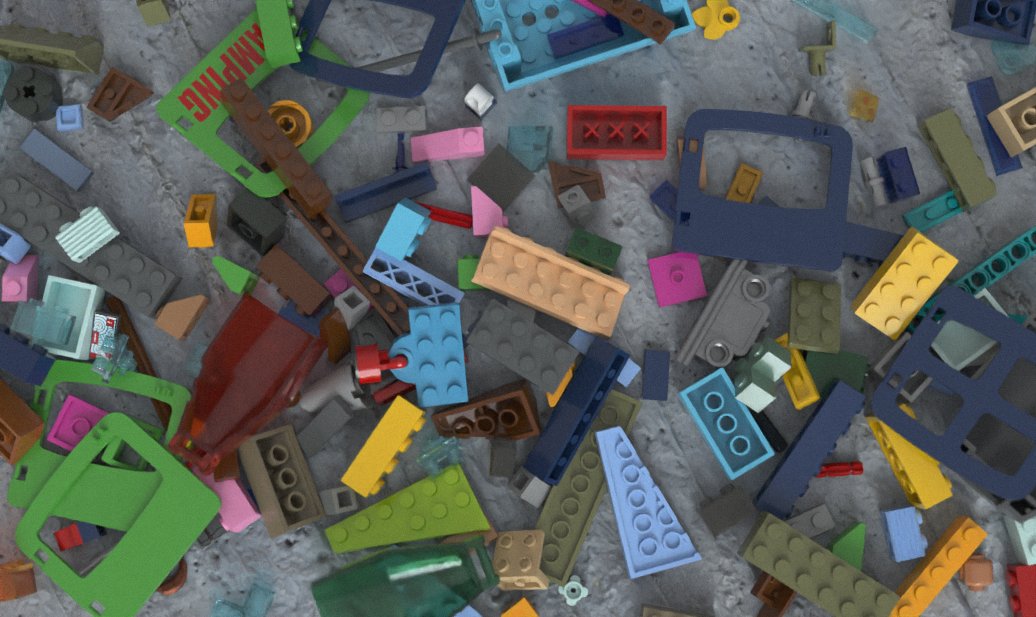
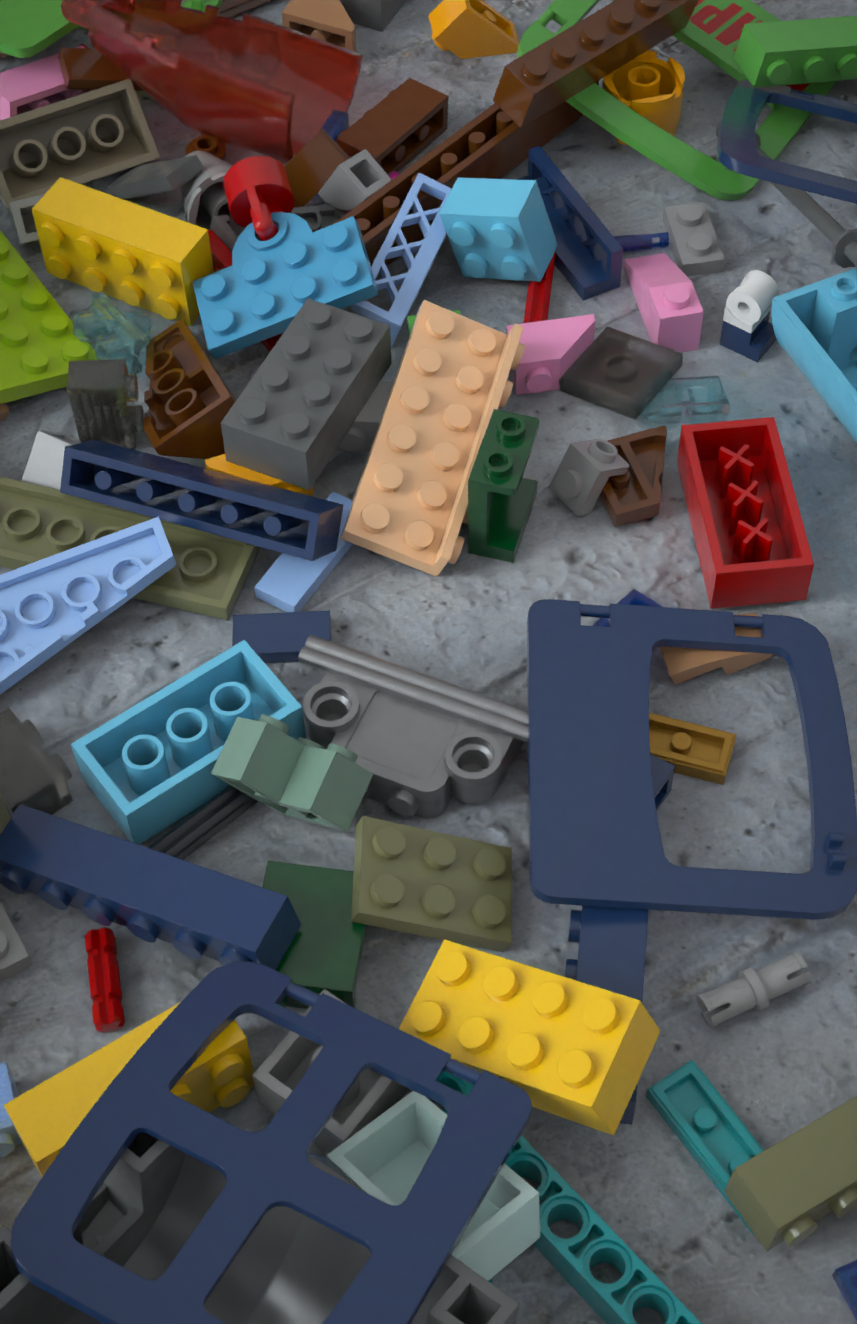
camera: 85 degrees right, 30 degrees down
(237, 278) = (387, 55): bright green tile -> none
(256, 221) = (477, 64): pearl dark grey brick -> none
(676, 278) = (478, 648): dark pink plate -> none
(798, 378) = (291, 852): yellow tile -> none
(898, 175) = (778, 1029): clear blue brick -> none

